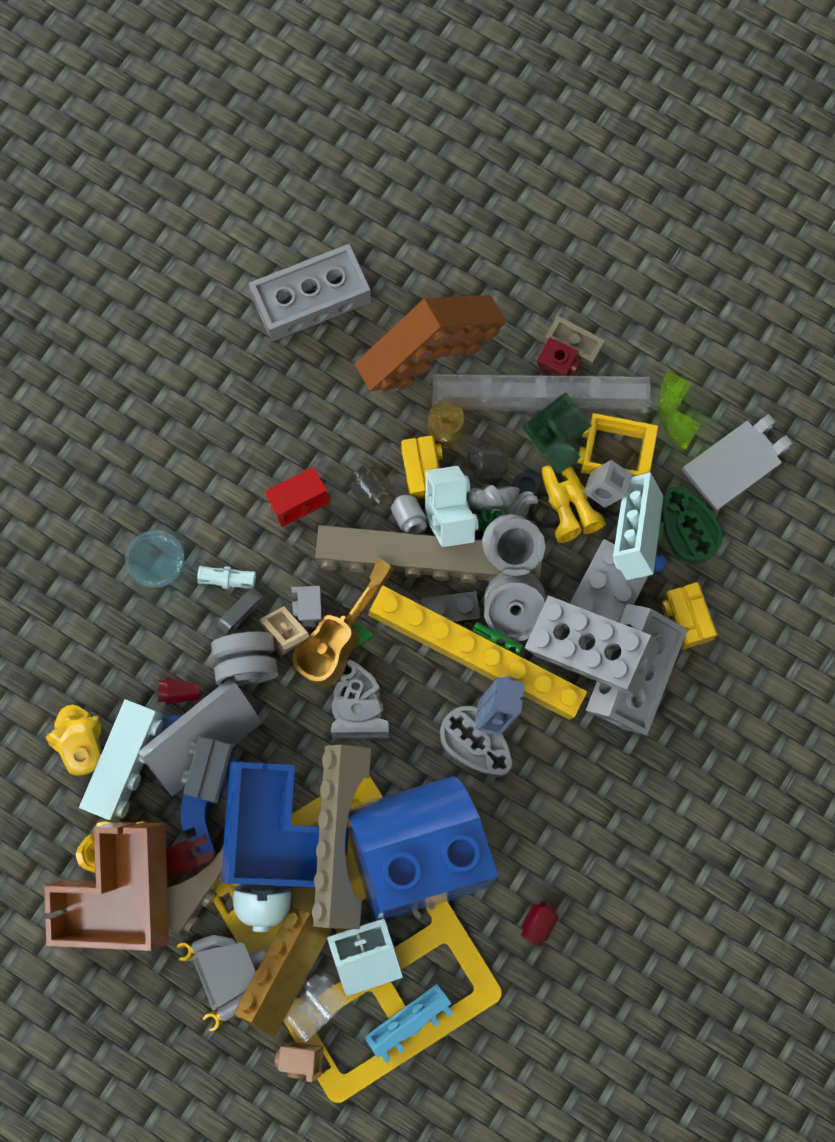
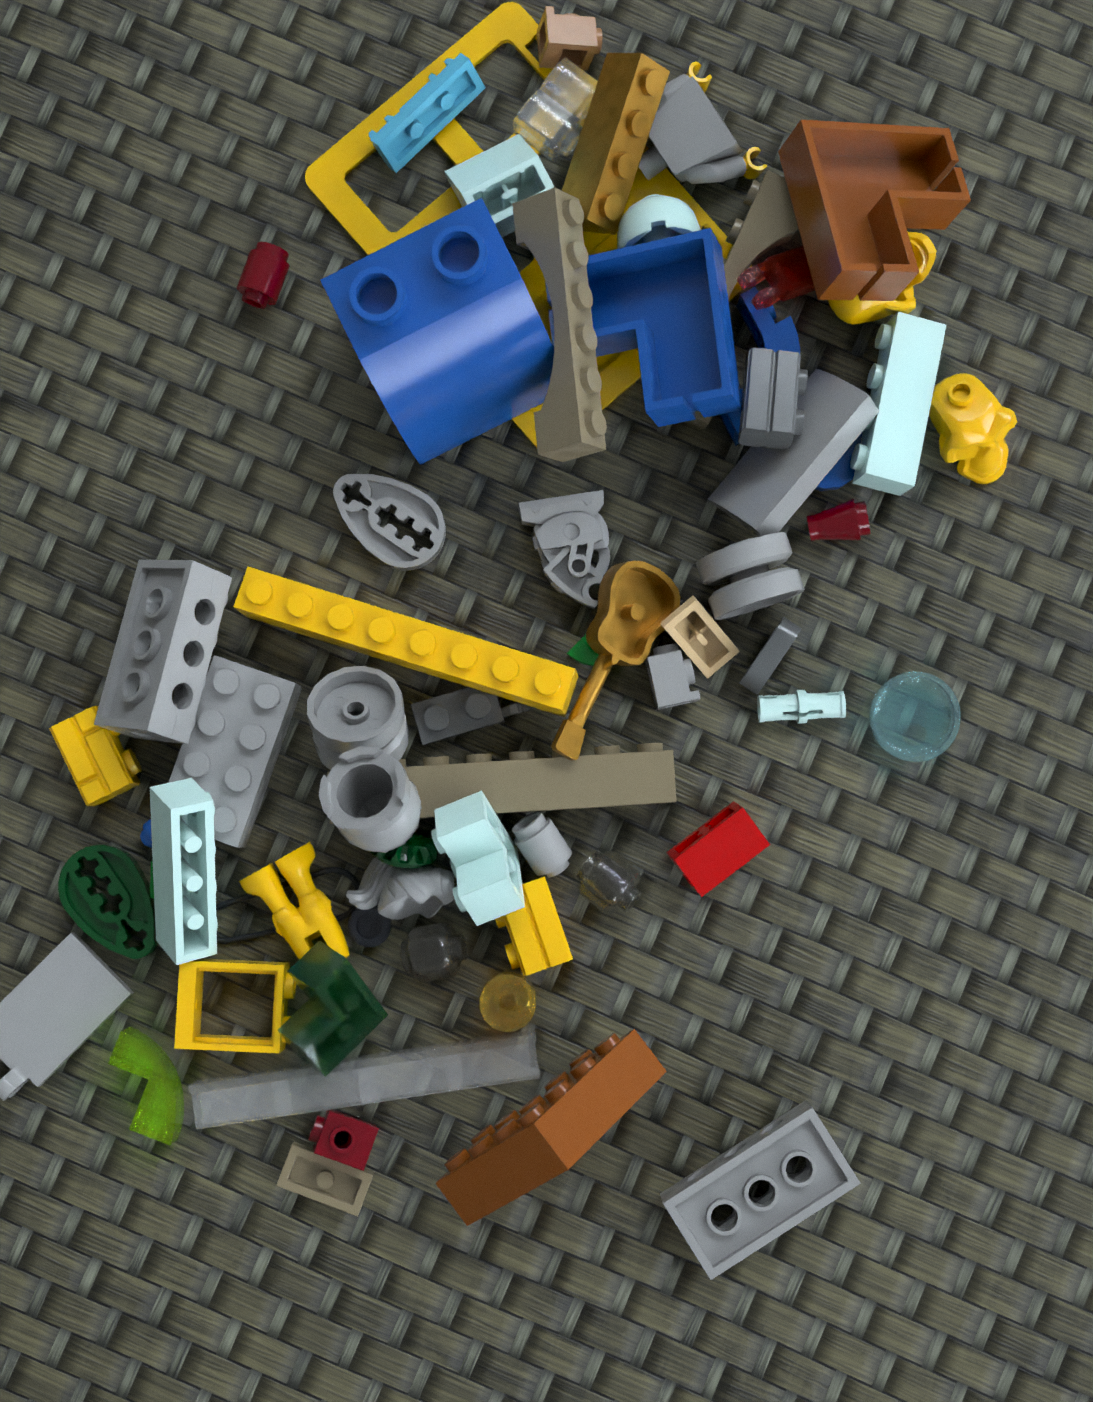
camera: 175 degrees right, 10 degrees up
(499, 705) = (359, 563): sand blue brick -> none
(509, 644) = (381, 664): green pin -> none
(599, 662) = (253, 641): light grey brick -> none
(608, 483) = (241, 938): light grey brick -> none

